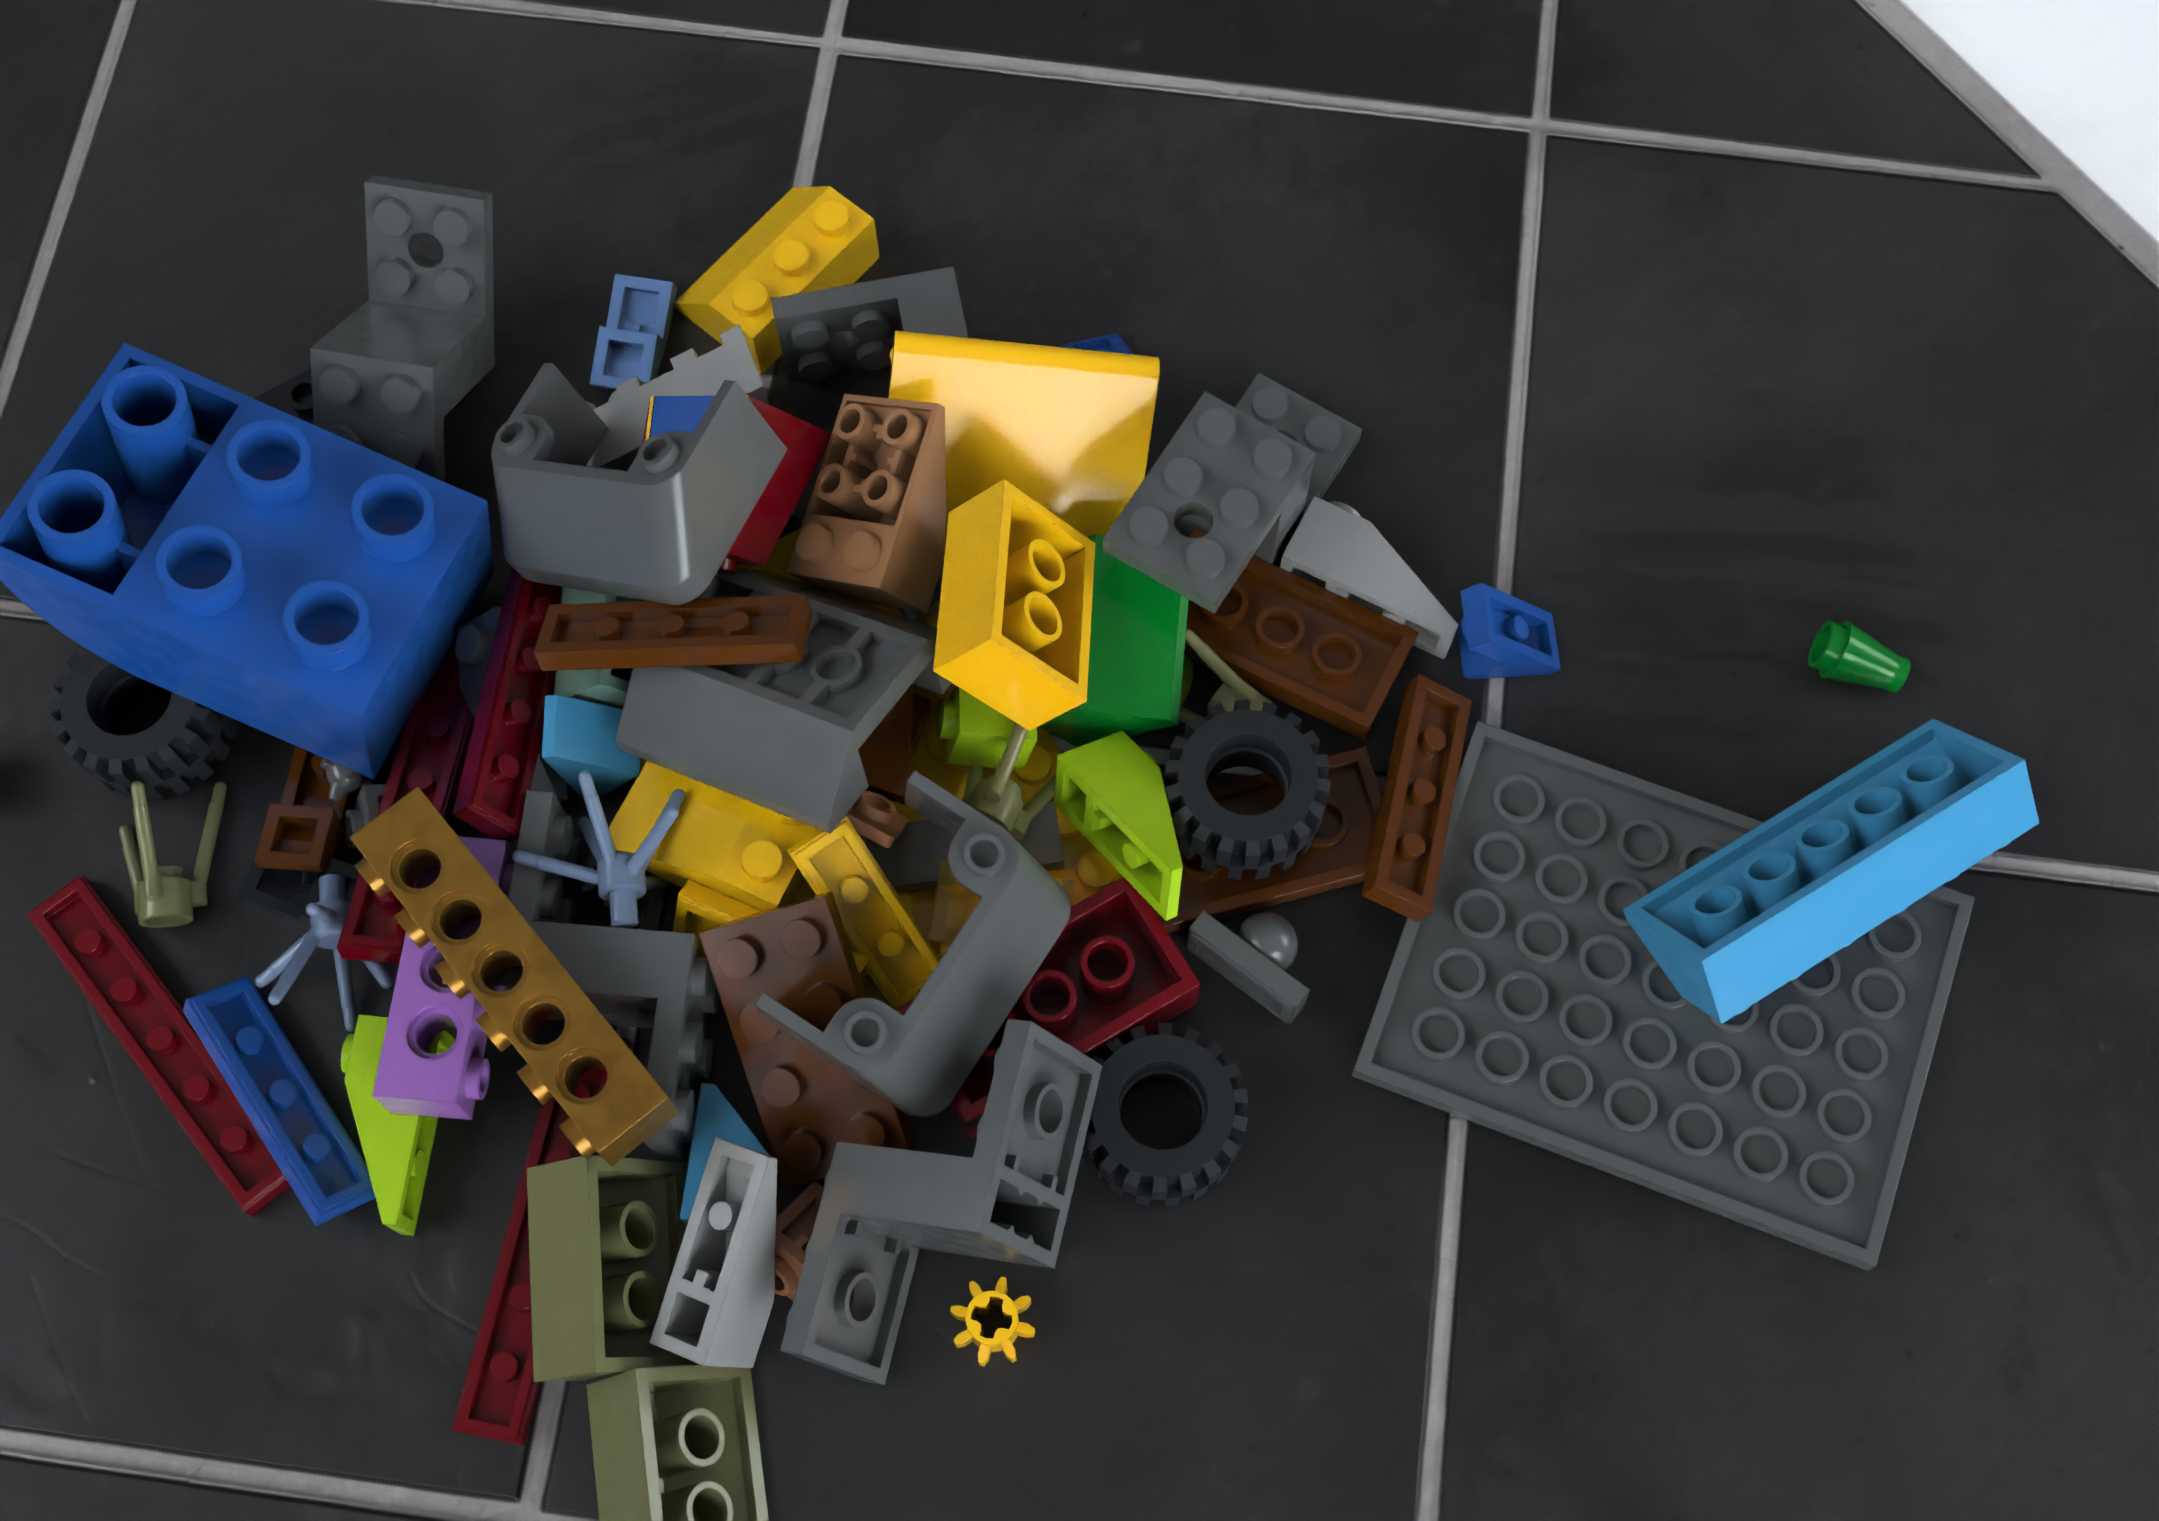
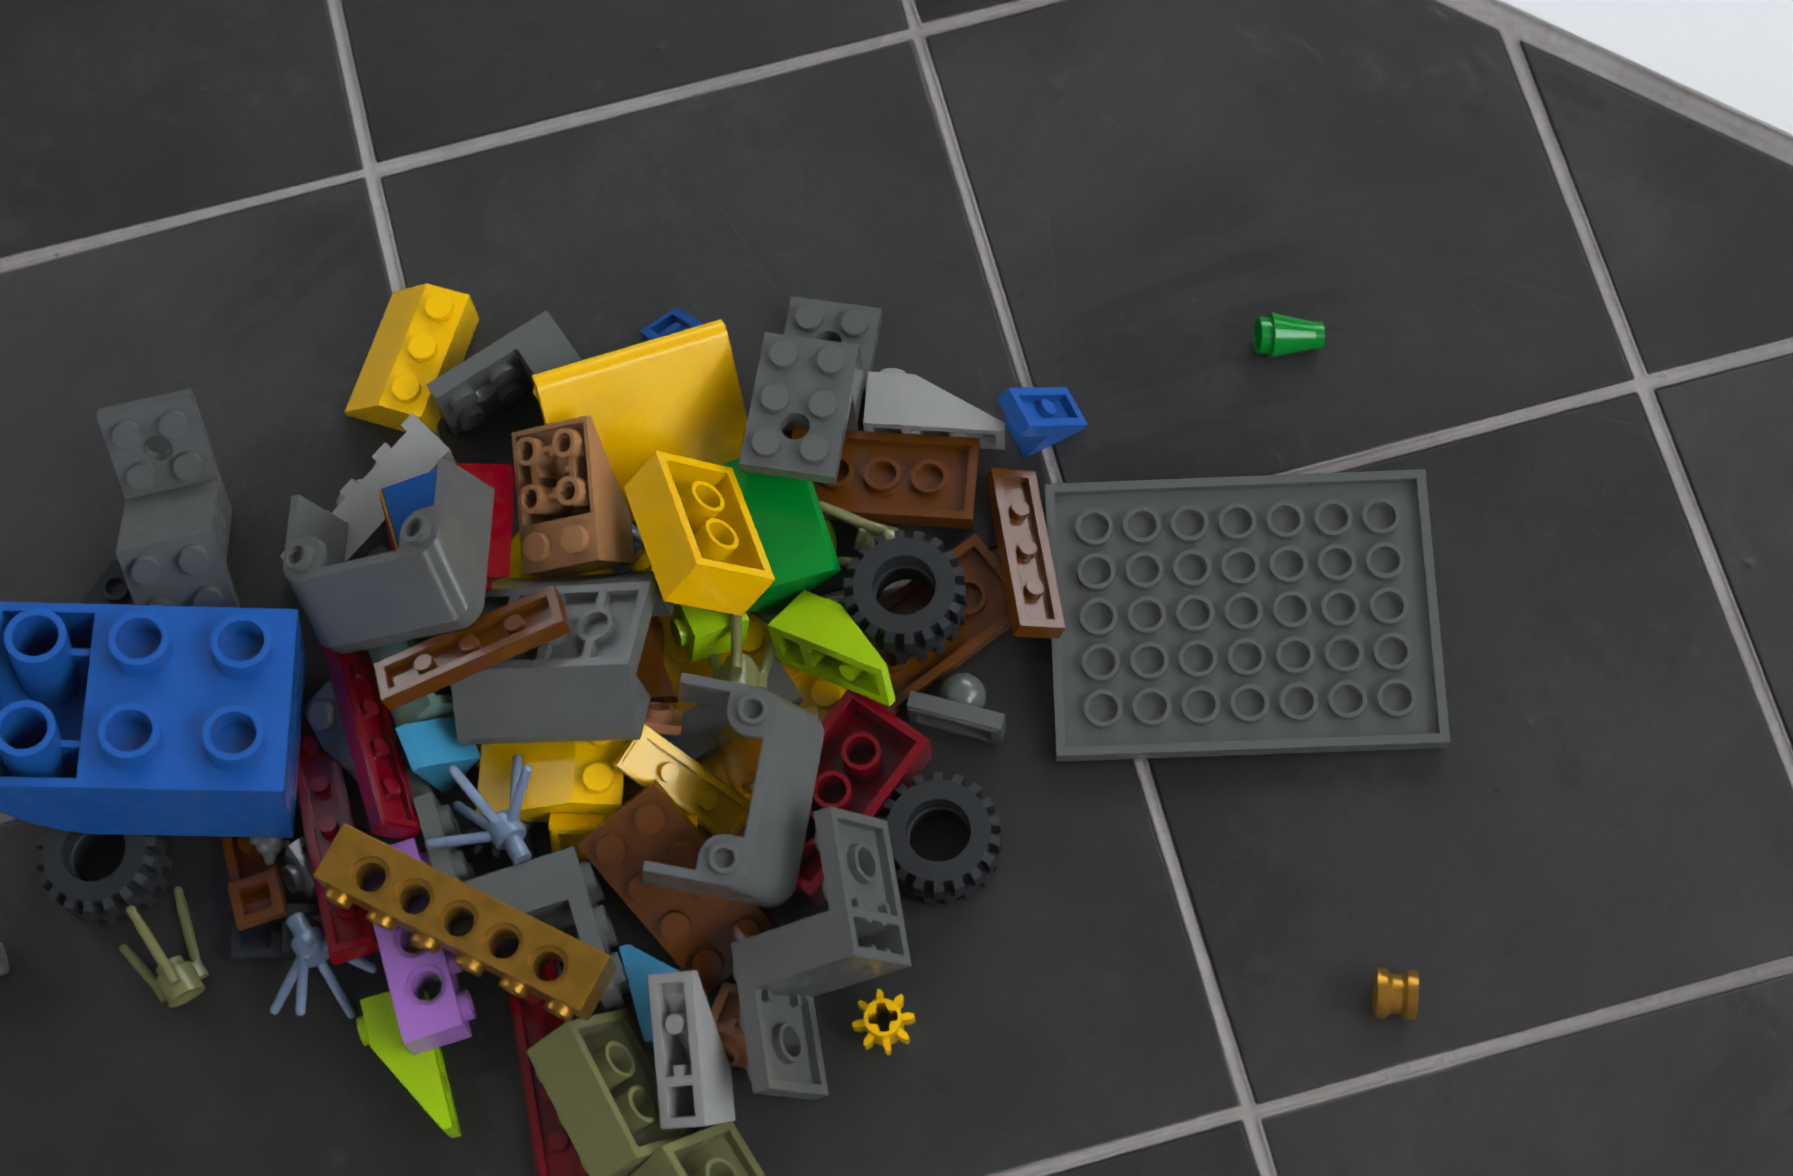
camera: 15 degrees left, 0 degrees up
(157, 1038) = (225, 1079): dark red tile -> none
(281, 1099) = (328, 1081): blue tile -> none
(634, 331) = (326, 446): medium blue slope -> none
(1833, 866) = (1321, 487): dark azure slope -> none

